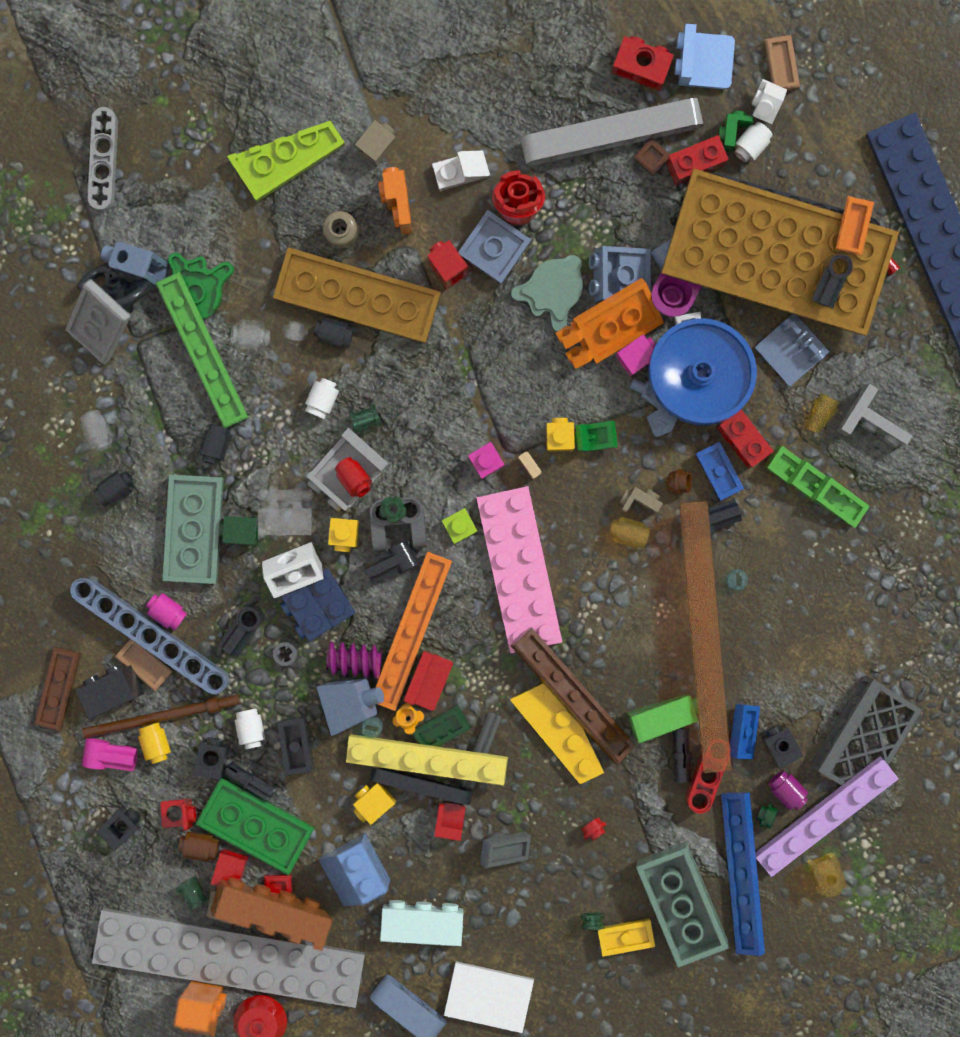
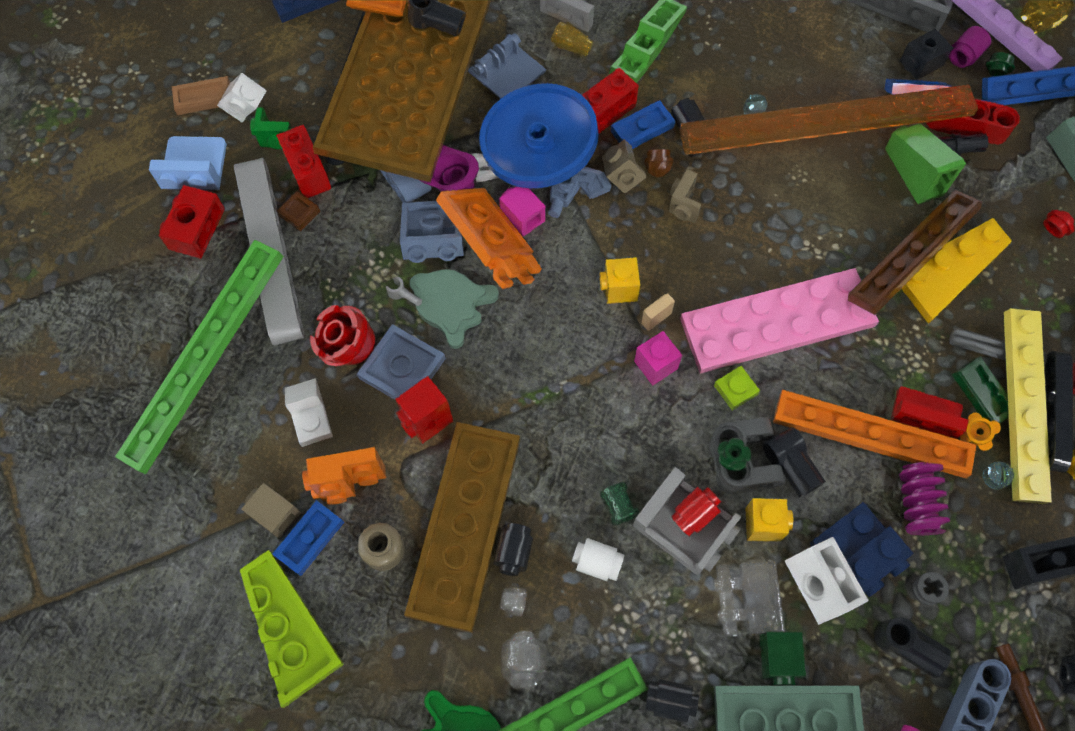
camera: 90 degrees left, 20 degrees down
(249, 728) = (1038, 628): white brick -> none
(348, 703) = (981, 498): sand blue torso -> none
(353, 173) = (308, 538): none -> blue plate
(510, 81) = (199, 357): none -> bright green plate
(561, 250) = (402, 292): none -> light grey hand
(596, 436) = (616, 241): green bracket -> none
(629, 532) = (721, 205): clear yellow brick -> none
(675, 445) = (622, 167): none -> dark tan bracket
(752, 142) = (283, 109): white brick -> none

